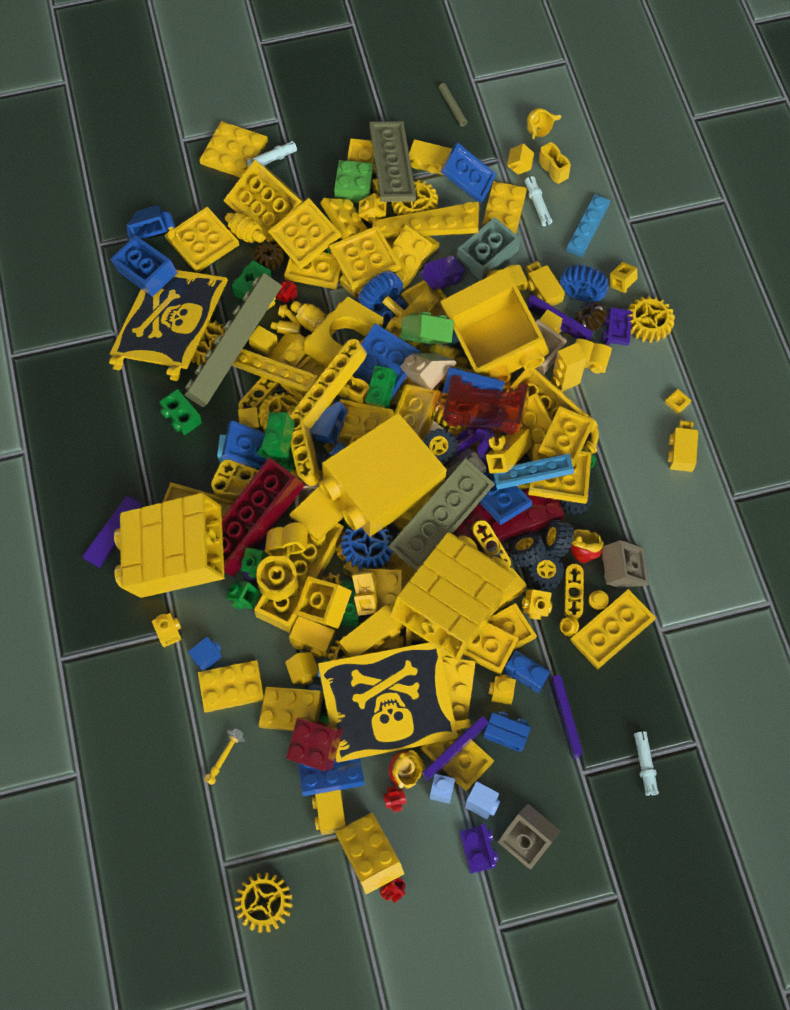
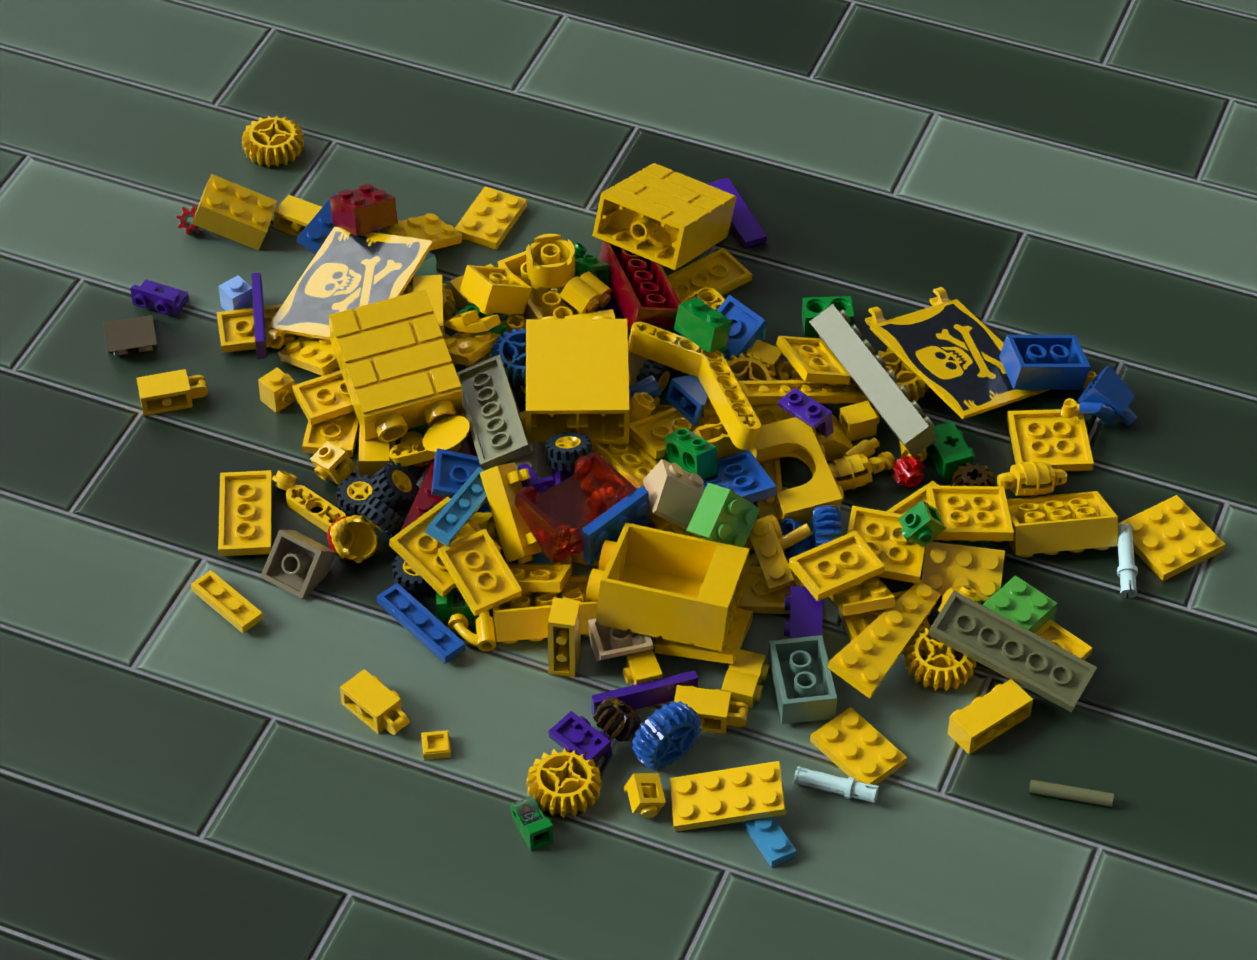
camera: 125 degrees right, 20 degrees down
(167, 629) = (588, 195): yellow brick -> none
(205, 653) = (537, 206): blue brick -> none
(235, 736) = (438, 193): yellow piece -> none
(241, 381) = (813, 360): none -> yellow plate
(301, 343) = (808, 411): none -> dark purple bracket
(302, 668) = (451, 263): yellow brick -> none
(346, 234) = (921, 524): none -> green brick
(394, 798) = (264, 262): red gear -> none
(406, 768) = (279, 278): yellow hair -> none
(410, 259) = (836, 565): none -> yellow plate
(468, 172) = (932, 722): blue plate -> none
(481, 527) = (446, 433): none -> yellow piece
(482, 800) = (193, 309): light blue brick -> none
(507, 731) = (235, 372): blue brick -> none
(520, 159) = (913, 798): yellow brick -> none
(527, 672) = (275, 417): blue brick -> none
(540, 118) = (957, 856): yellow hair -> none
(554, 162) = (876, 827): yellow brick -> none
(558, 762) = (170, 391): none -> yellow brick
(566, 716) = (202, 422): dark purple tile -> none
(593, 237) = (727, 796): none -> yellow plate
(597, 355) = (568, 693): yellow brick -> none
(598, 600) = (286, 521): yellow plate -> none
(608, 467) = (421, 623): none -> blue plate
(647, 770) = (86, 450): light aqua pin -> none
(685, 584) = (227, 601): none -> yellow plate
(686, 317) = (532, 822): none -> green leg

